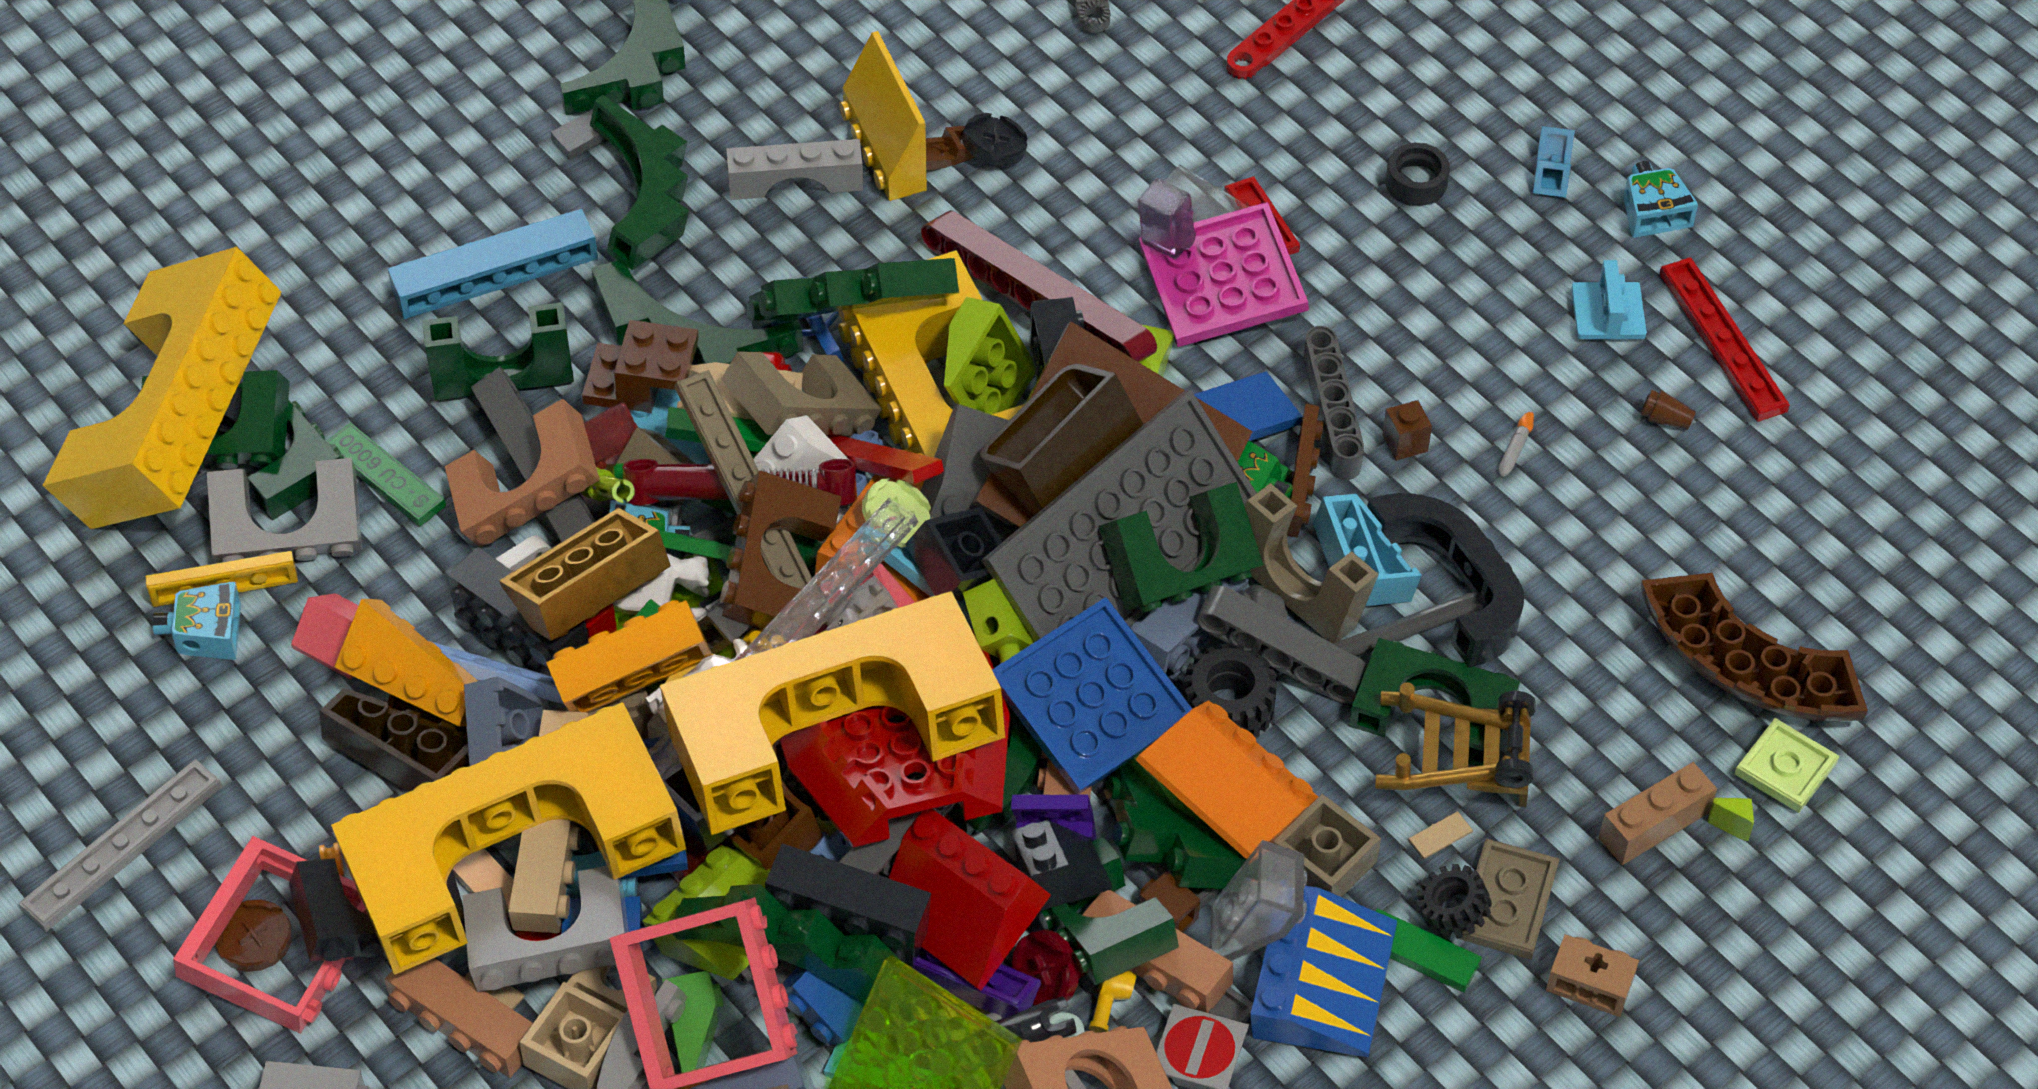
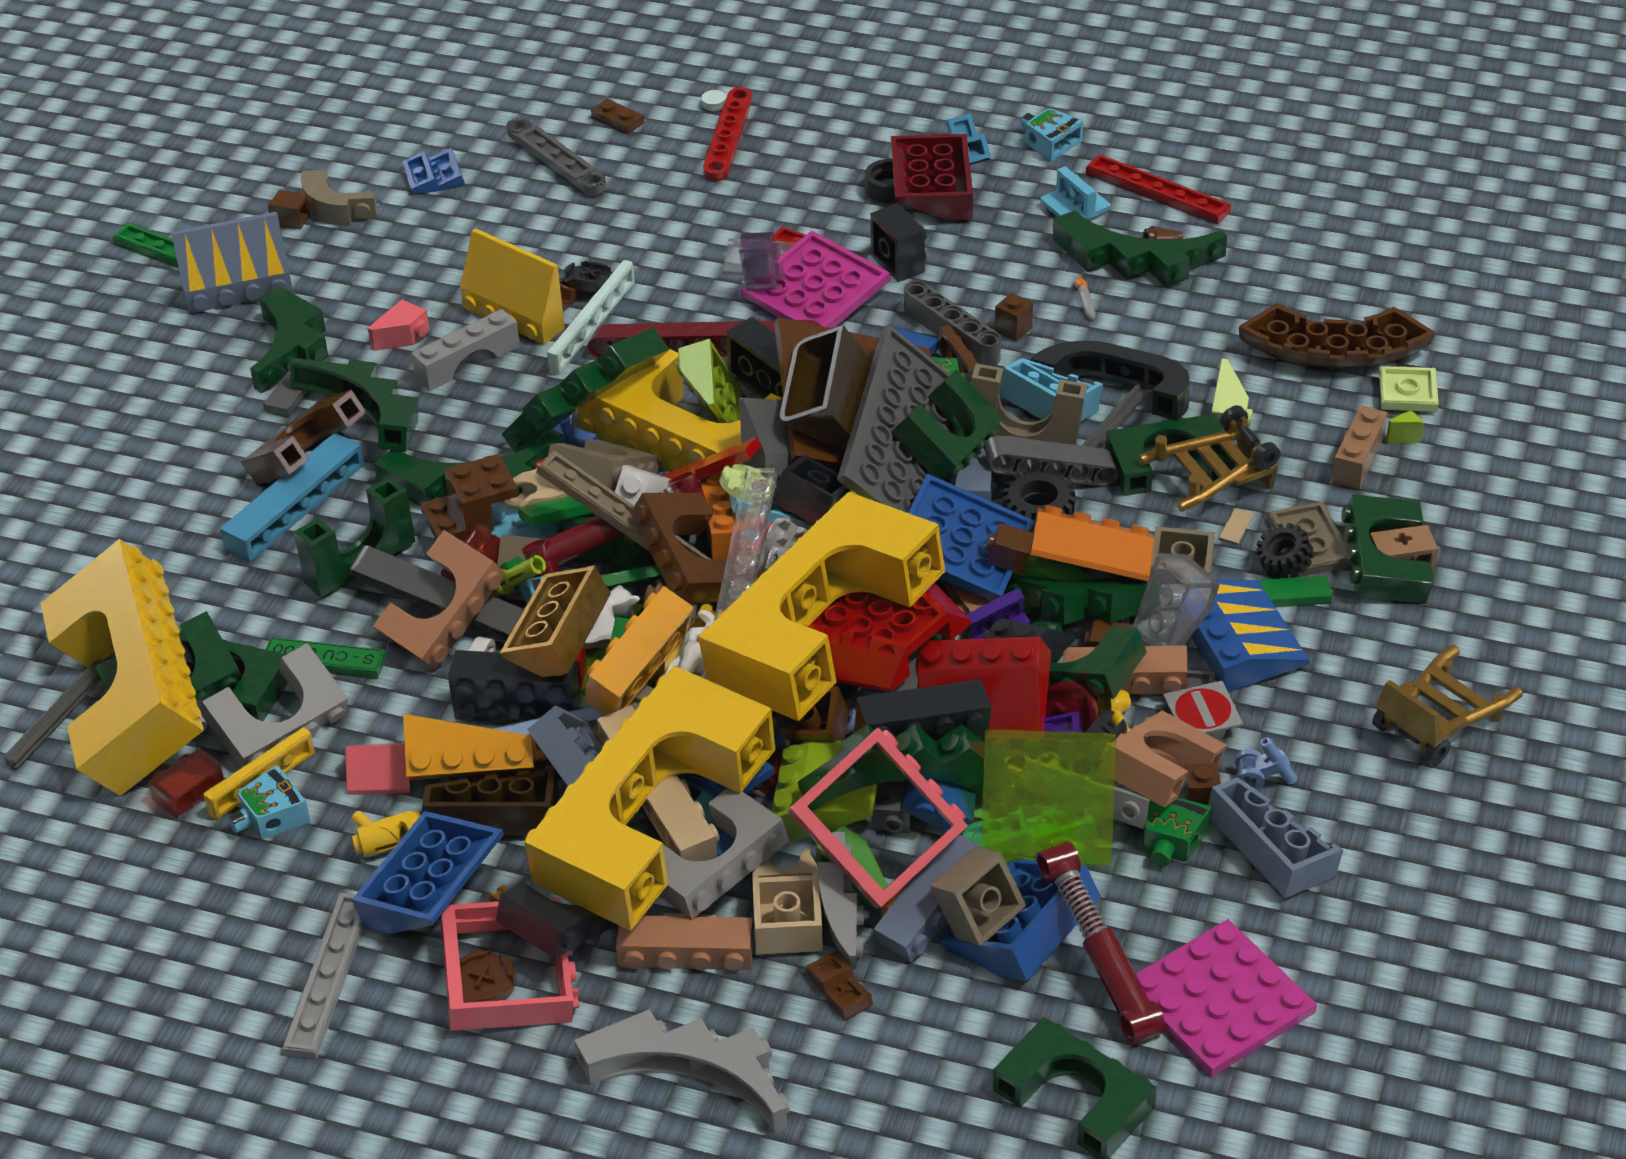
camera: 30 degrees left, 10 degrees down
(80, 408) = (53, 716): none -> dark grey axle
(148, 550) = (185, 782): none -> clear red brick
(270, 786) = (423, 873): none -> blue slope
(281, 718) = (382, 835): none -> yellow piece
(587, 185) = (285, 450): none -> reddish brown arch
(751, 105) = (399, 327): none -> coral slope
(955, 193) = (590, 317): none -> light aqua tile
(1125, 736) = (1009, 547): none -> reddish brown brick
(1352, 266) = (898, 242): none -> black brick
(1464, 194) = (933, 174): none -> dark red slope
(1533, 990) = (1374, 571): none -> dark green arch
(1556, 672) = (1229, 392): none -> yellowish green slope
(1612, 418) = (1131, 256): none -> dark green arch

